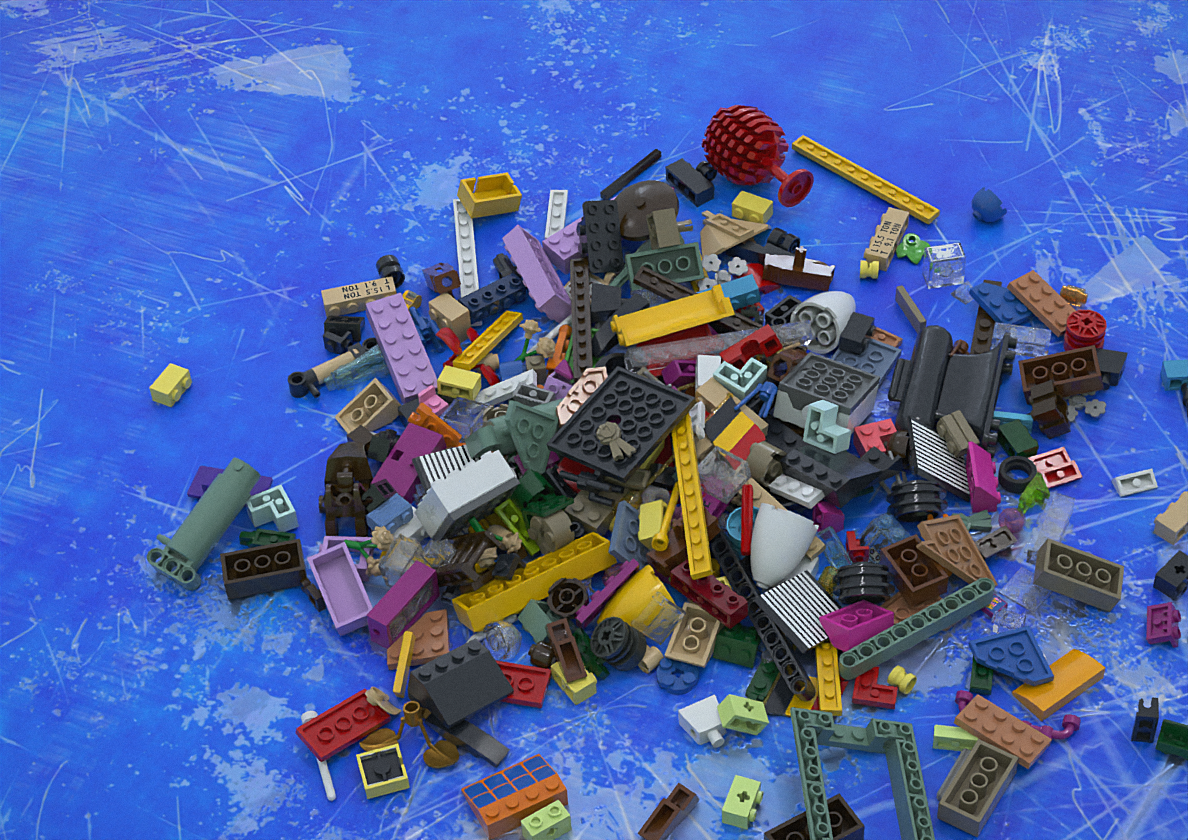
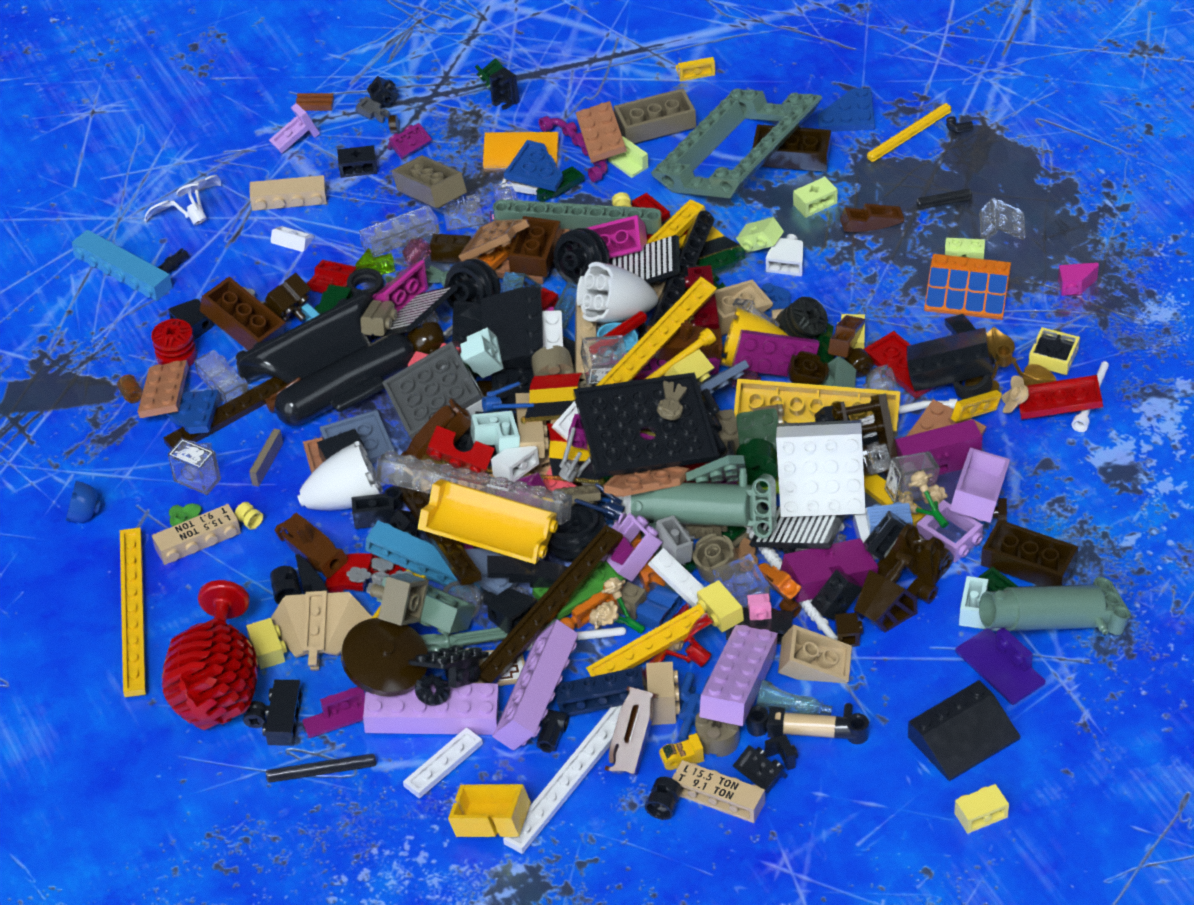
camera: 140 degrees left, 0 degrees up
(223, 426) = (962, 730): none -> black slope
(954, 770) = (659, 139): light grey axle -> none

